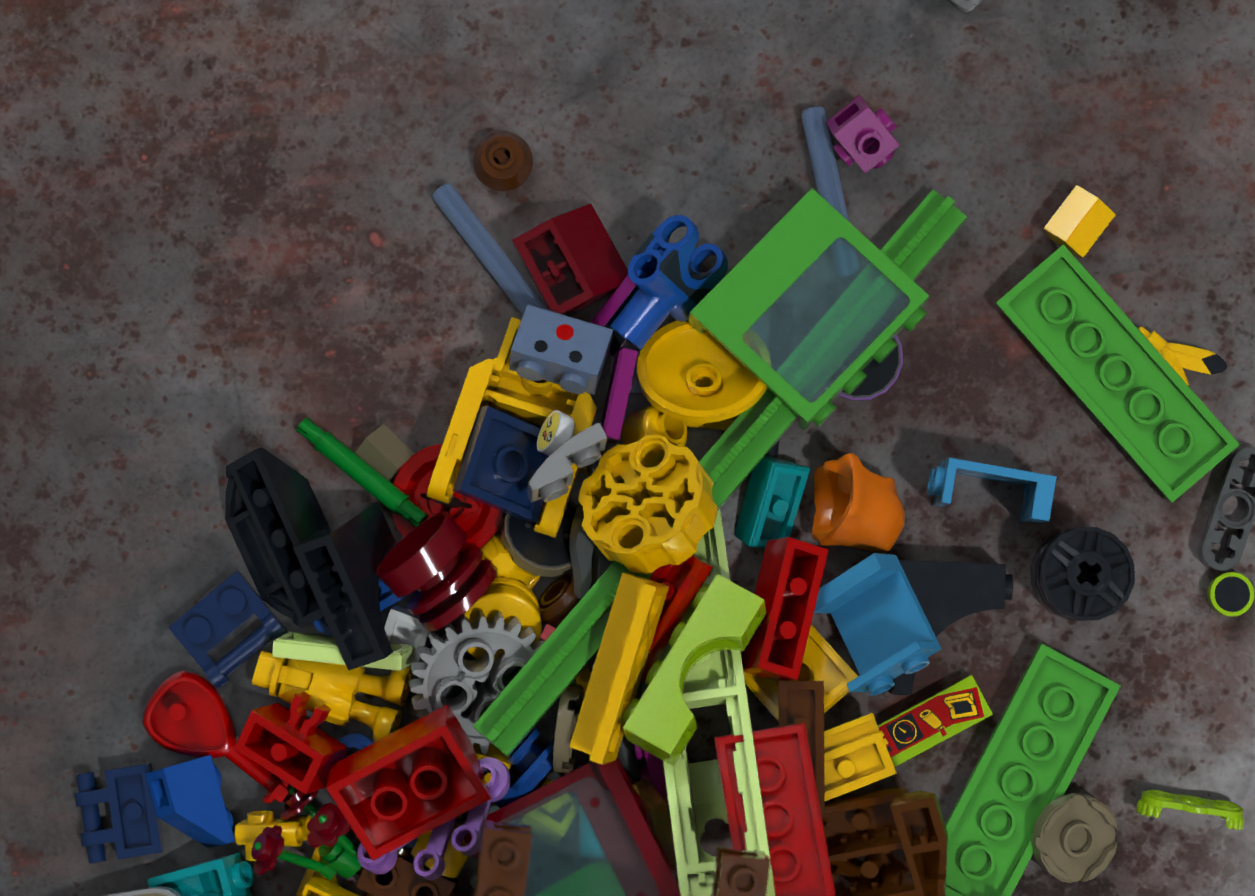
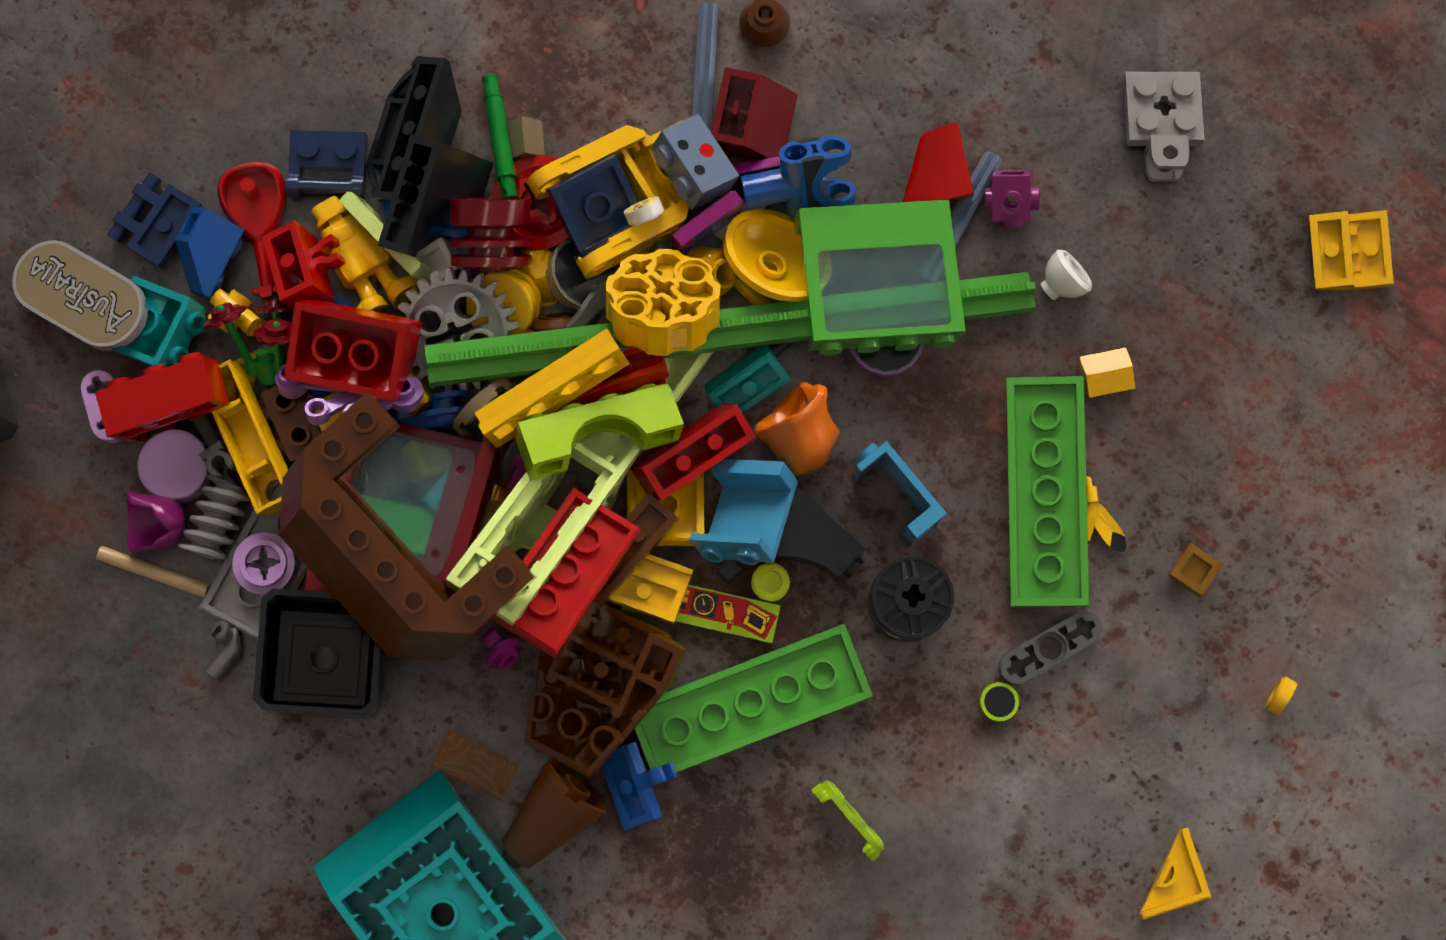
camera: 35 degrees right, 5 degrees down
(556, 472) = (617, 230): light grey slope -> none
(776, 165) = (939, 167): none -> red slope
(947, 664) = (770, 582): none -> neon yellow tile
(970, 166) = (1065, 277): none -> white brick
(1074, 838) = (755, 770): dark tan tile -> none

